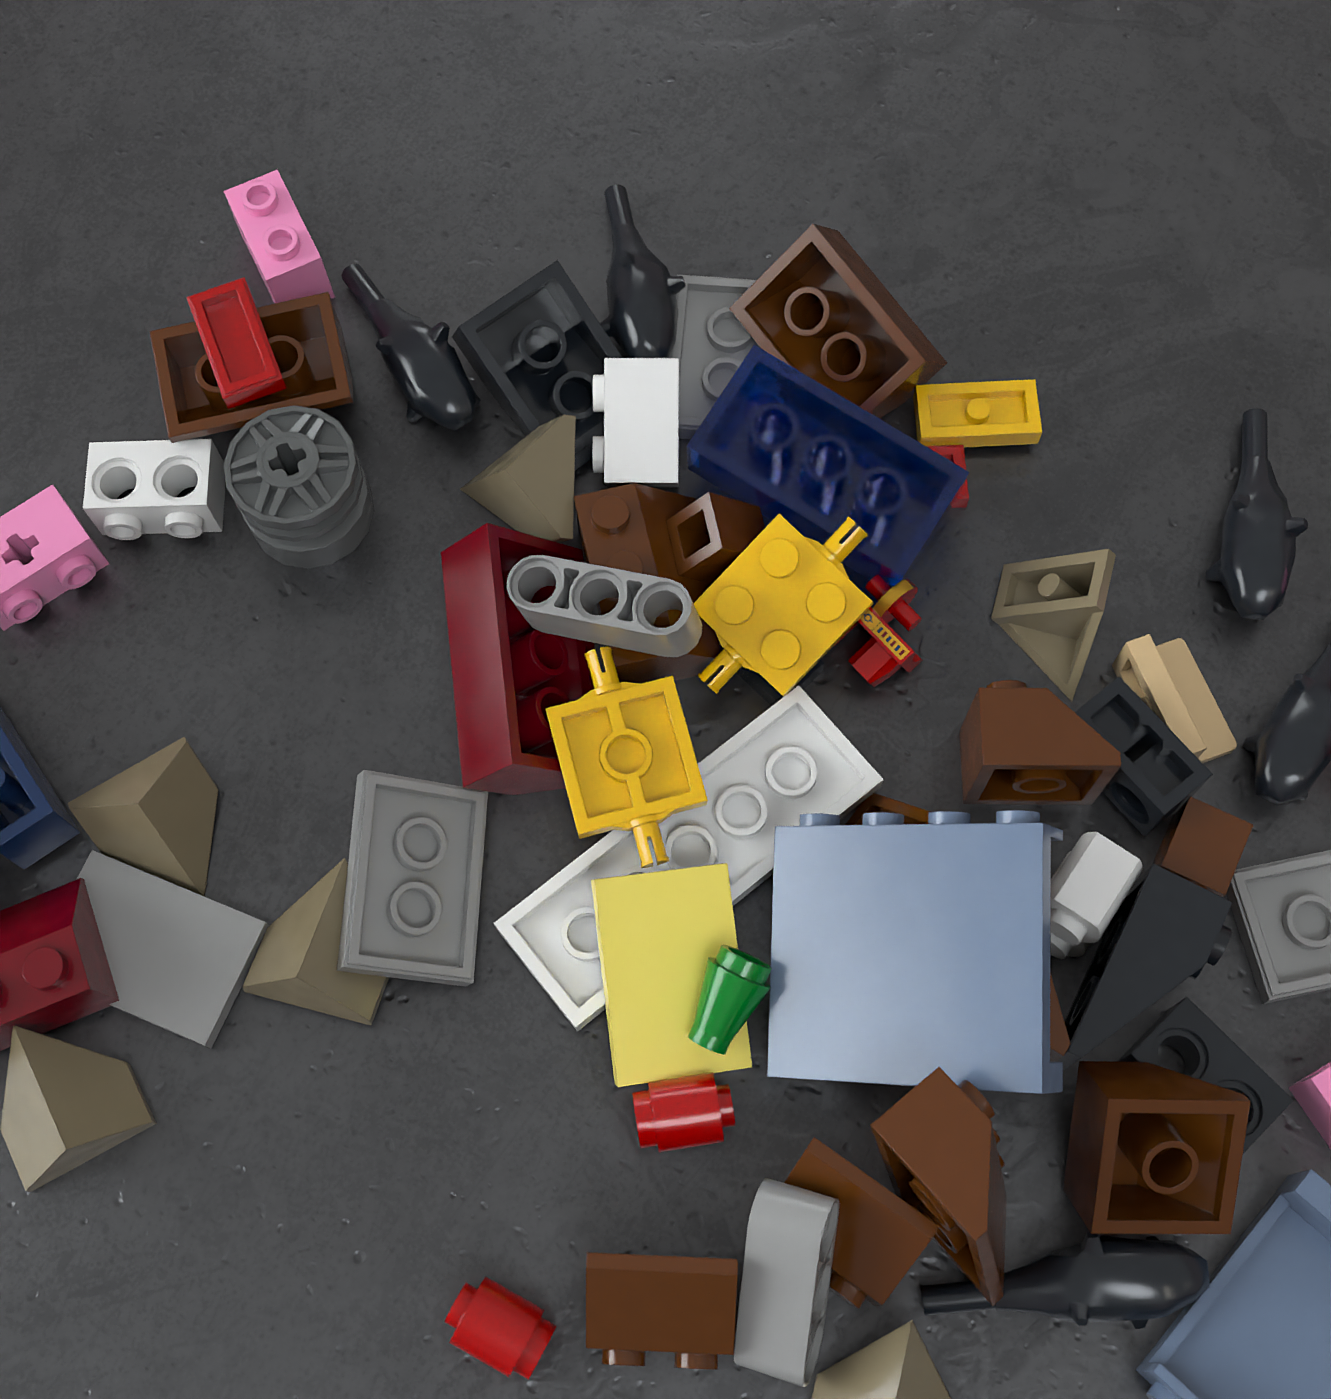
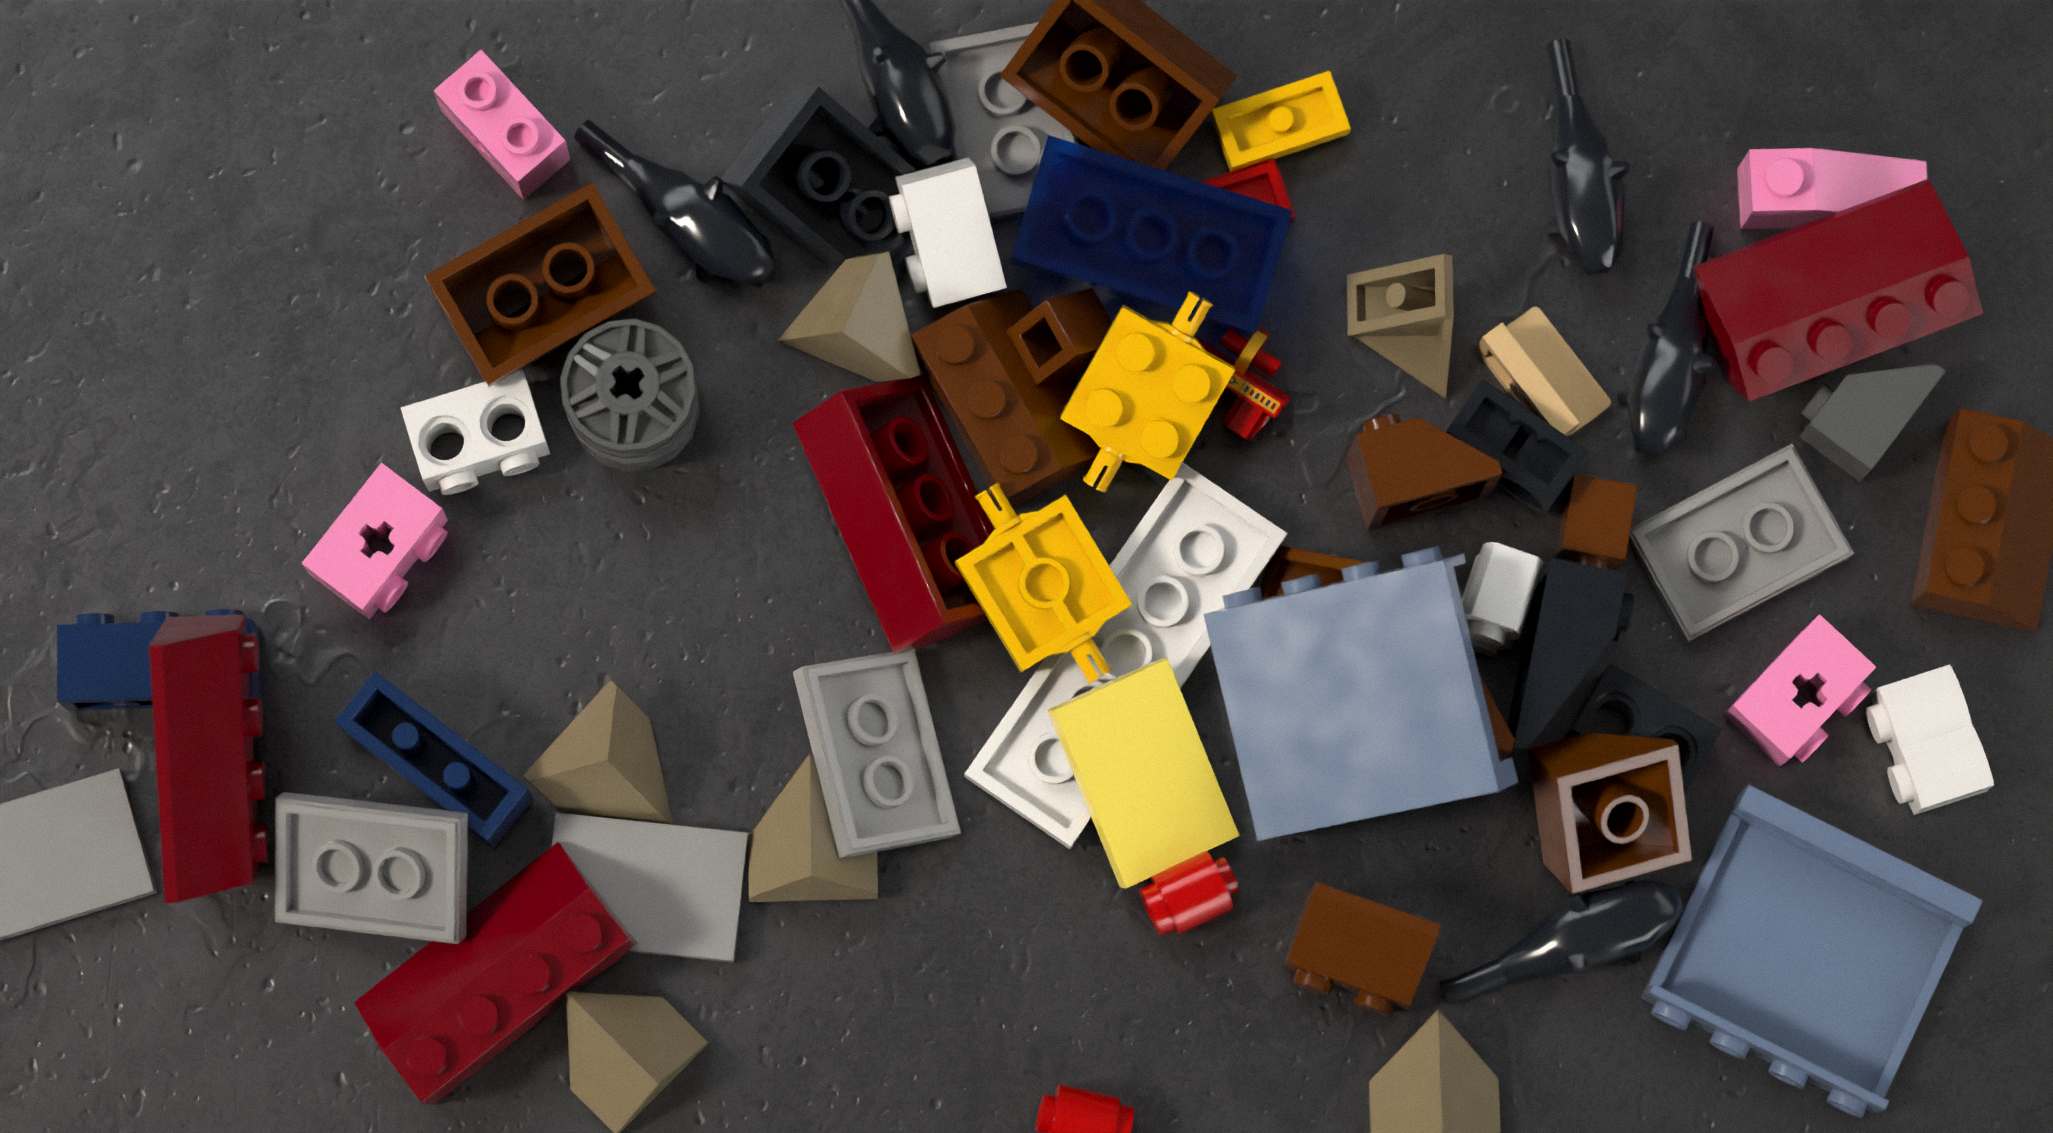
camera: 25 degrees left, 10 degrees up
(236, 343) = (522, 266): red tile -> none
(584, 585) = (954, 443): light grey beam -> none
(660, 1307) = (1222, 1062): reddish brown slope -> none
(729, 995) = (1203, 778): green cone -> none
(785, 1281) = (1323, 1009): light grey beam -> none
(949, 1169) = (1439, 876): reddish brown slope -> none

